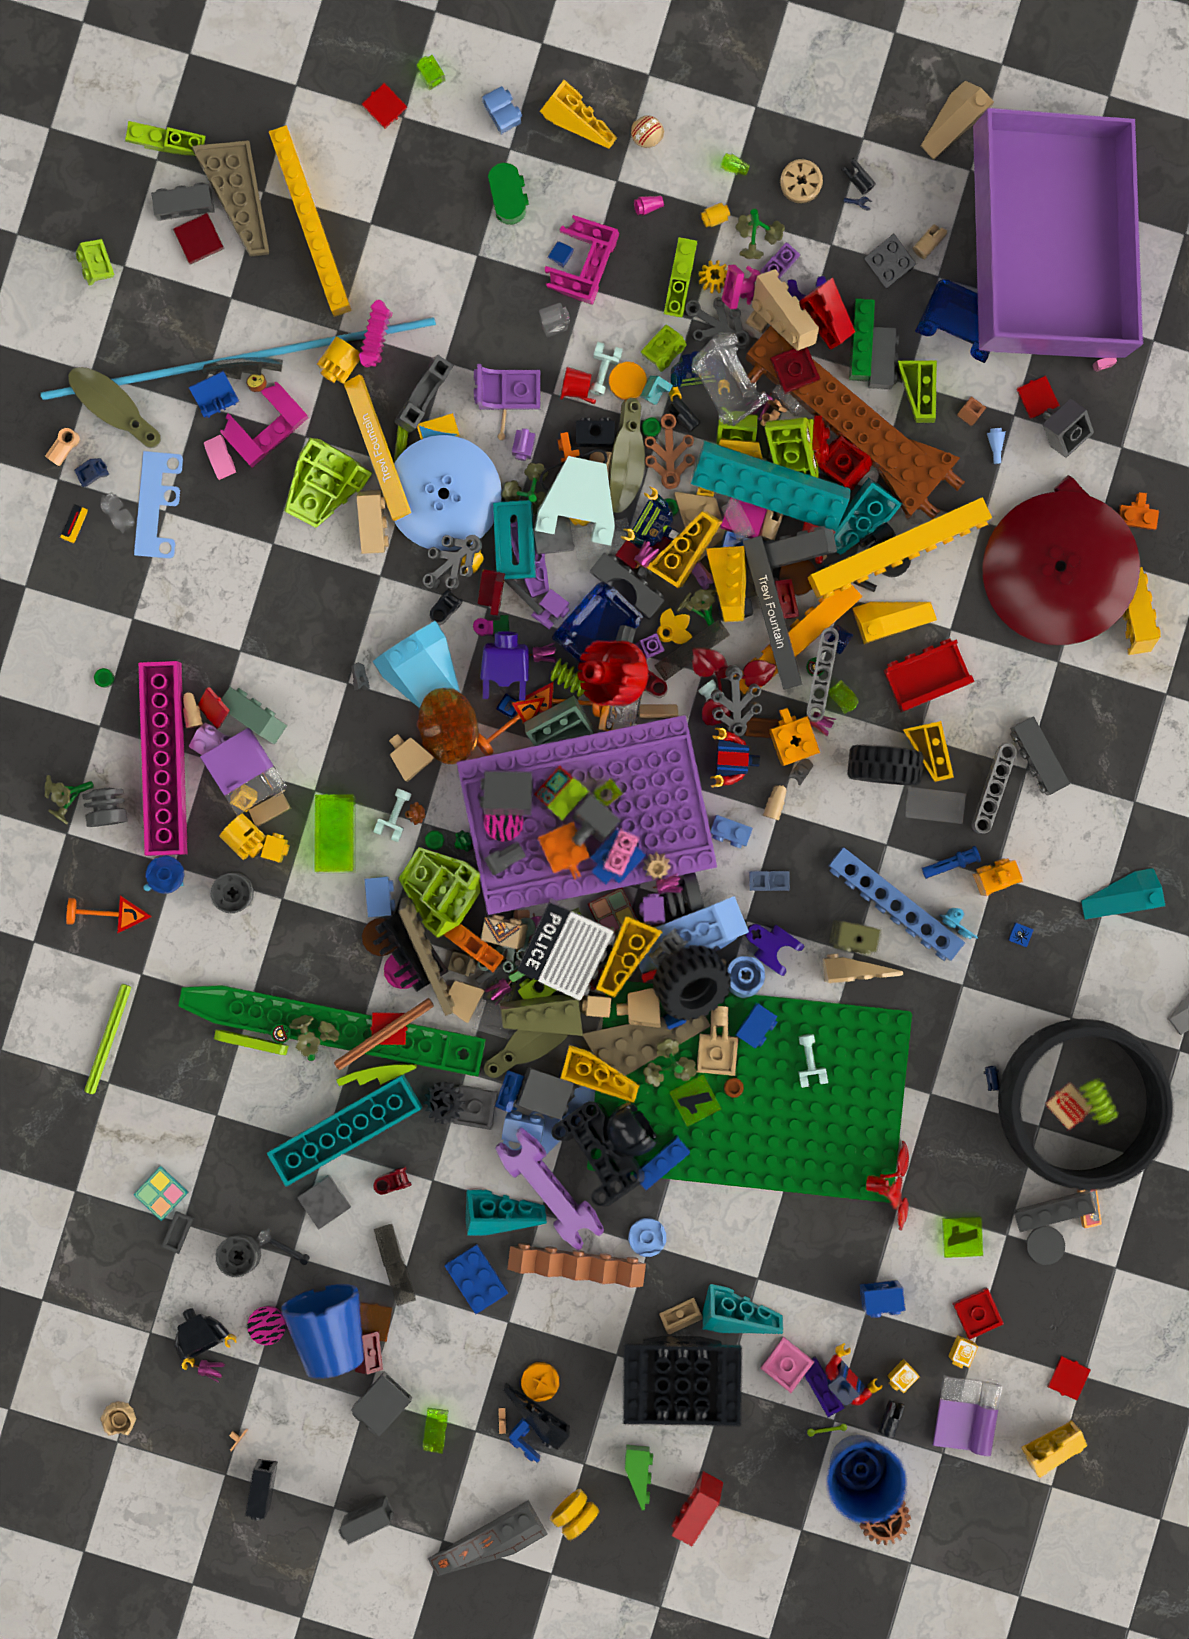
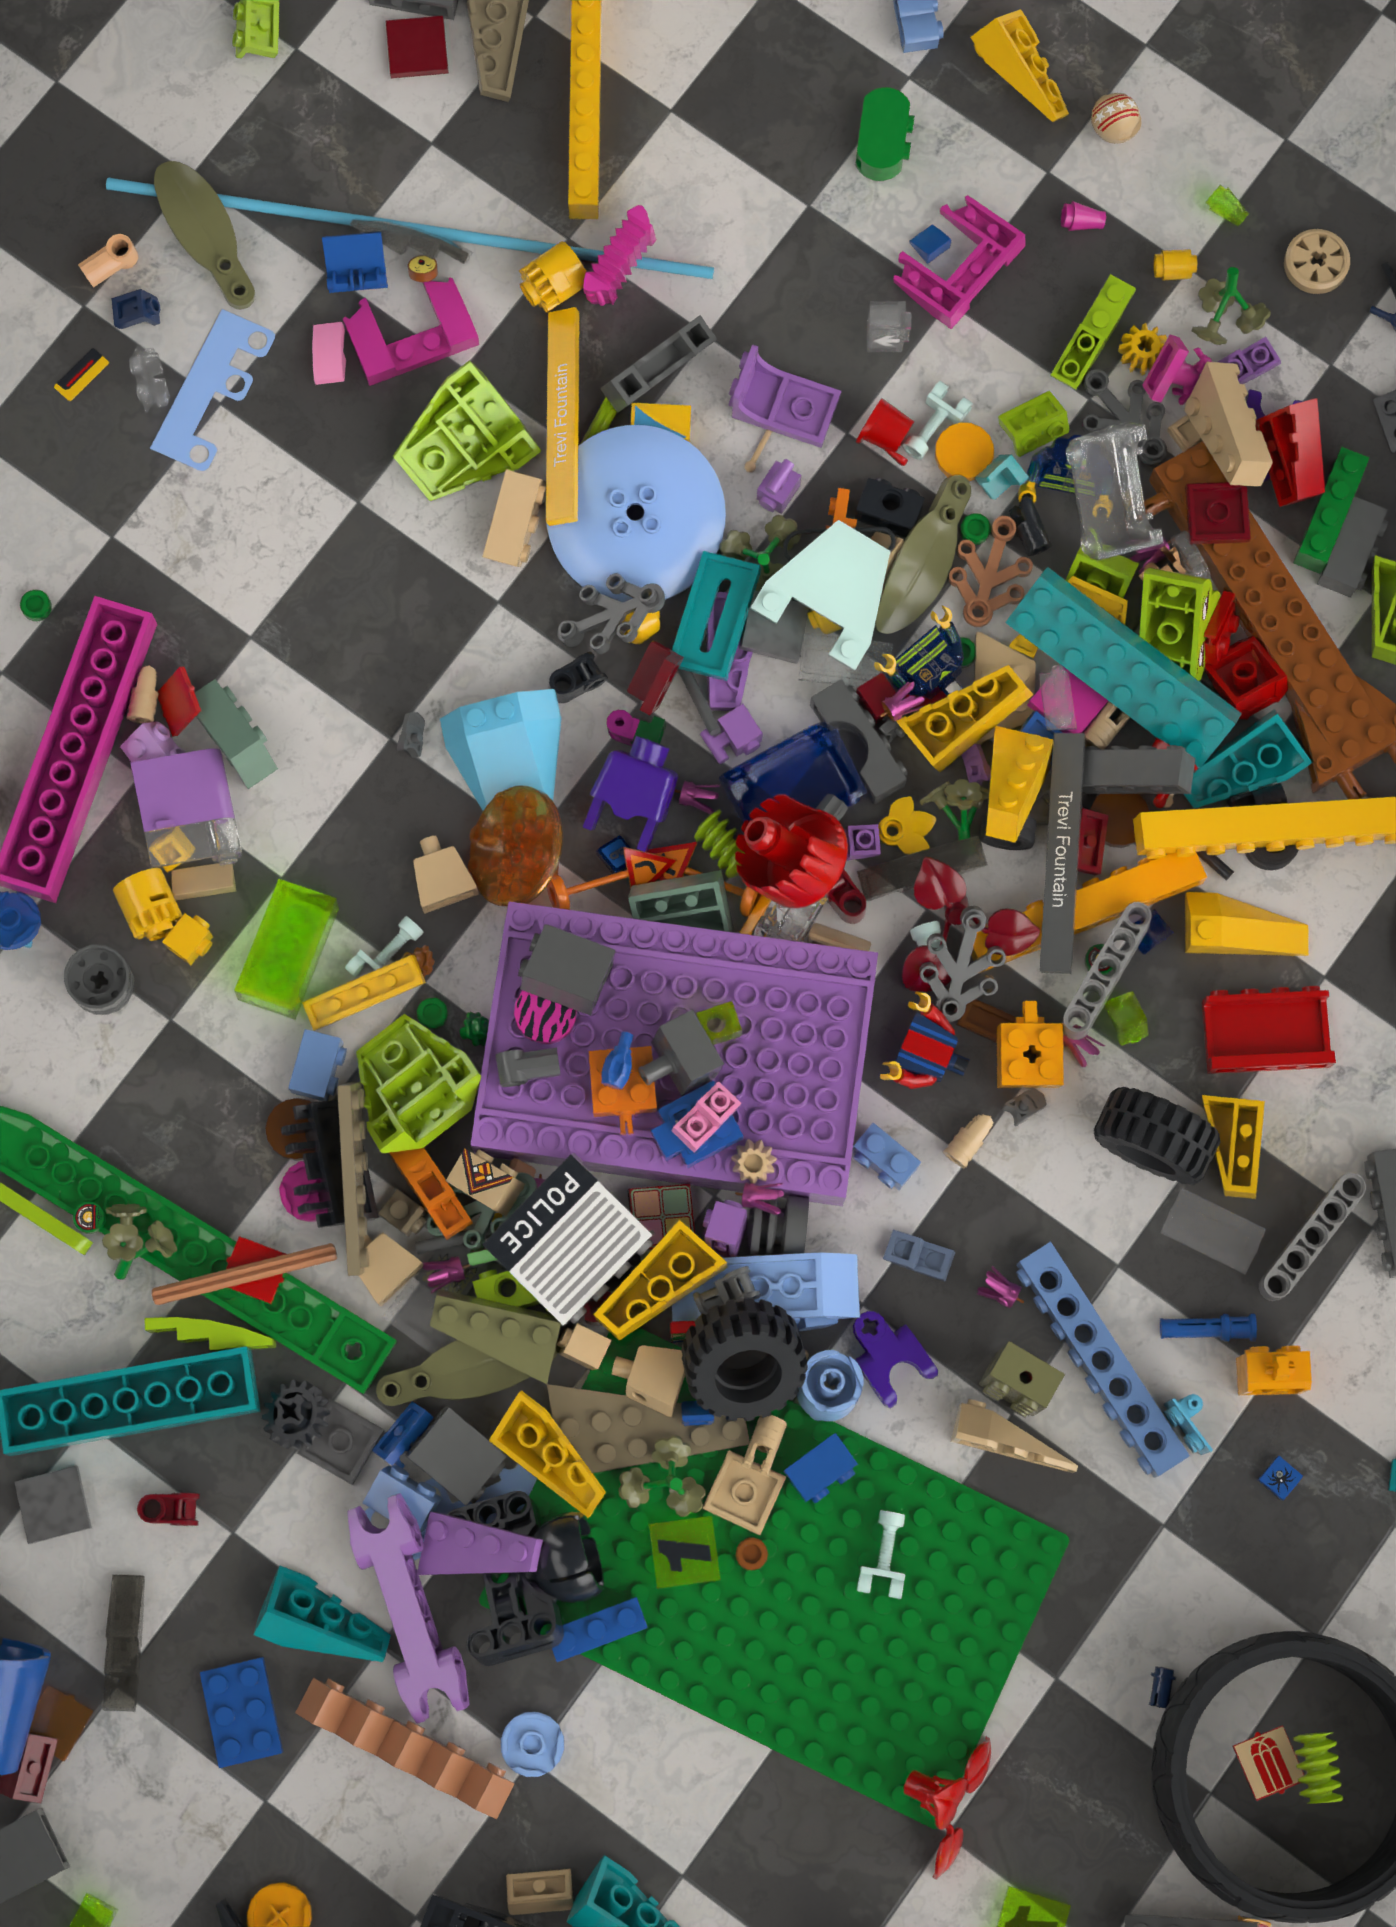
camera: 15 degrees right, 10 degrees down
(390, 843) = (363, 992): none -> yellow tile
(558, 840) = (618, 1063): none -> blue piece
(561, 792) = (648, 999): slope -> none
(574, 1144) = (470, 1547): none -> medium lavender wing
(823, 884) = (1005, 1292): none -> flat silver piece

